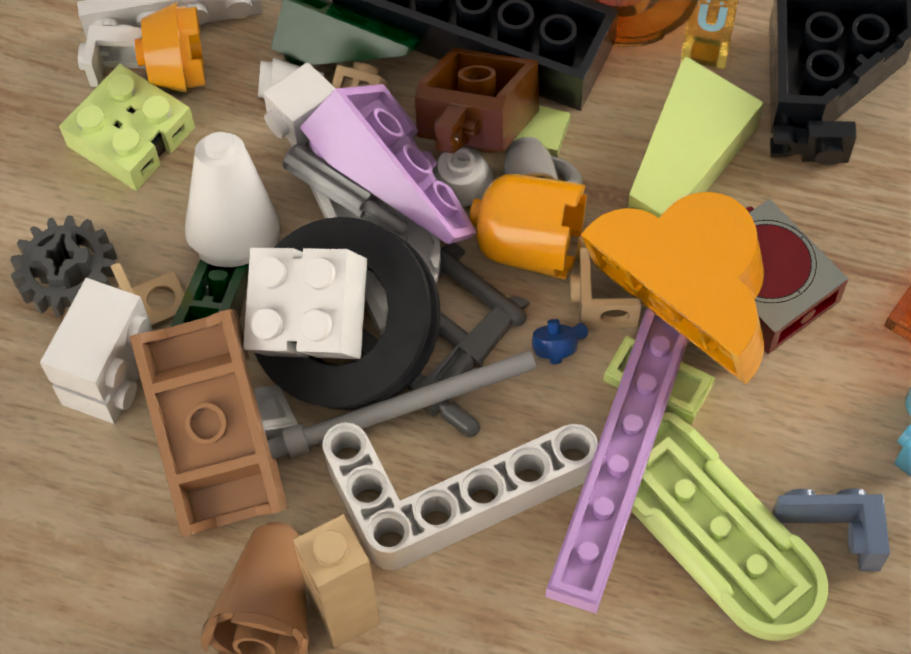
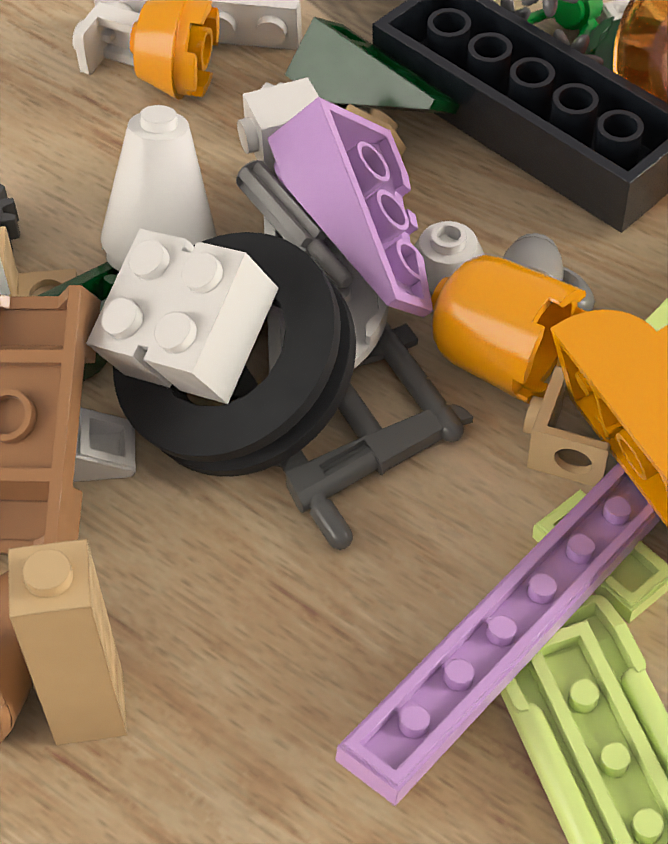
camera: 20 degrees right, 10 degrees down
(127, 126) = (87, 110): yellowish green piece -> none
(298, 440) = (126, 485): light grey bar -> none
(450, 495) = (282, 602): white beam -> none
(476, 100) = (494, 176): reddish brown hinge -> none
(549, 128) = (573, 235): yellowish green tile -> none
(557, 340) = (490, 469): blue piece -> none

